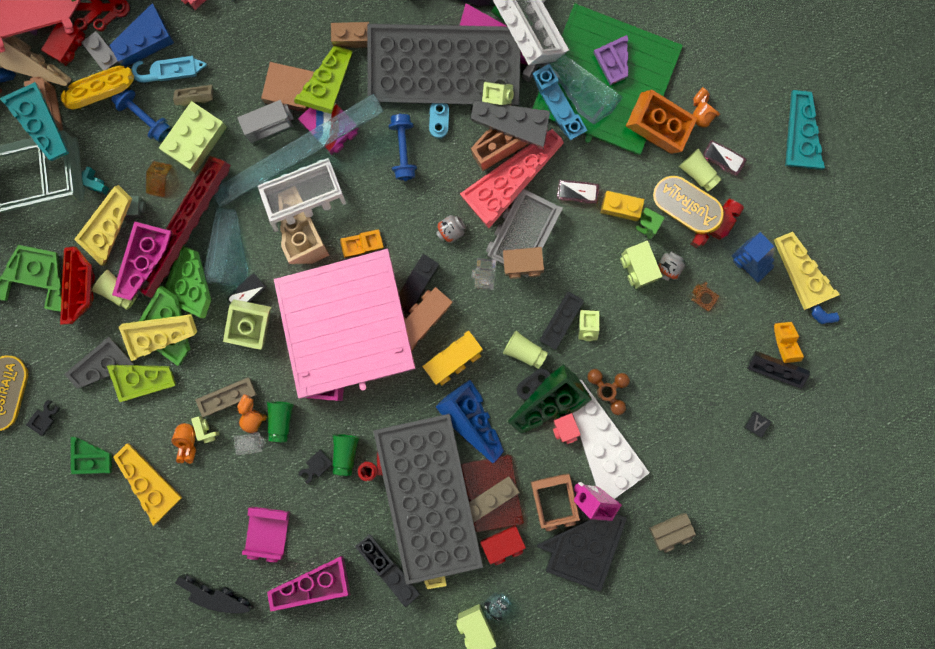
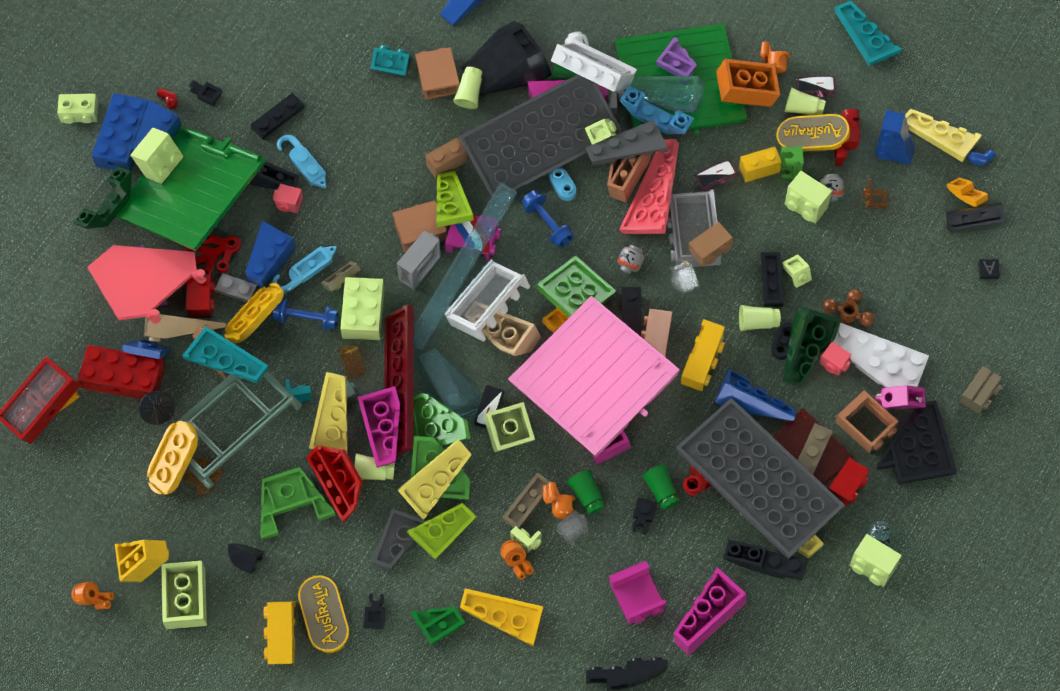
camera: 30 degrees left, 20 degrees down
(385, 226) = (573, 285): none -> bright green plate

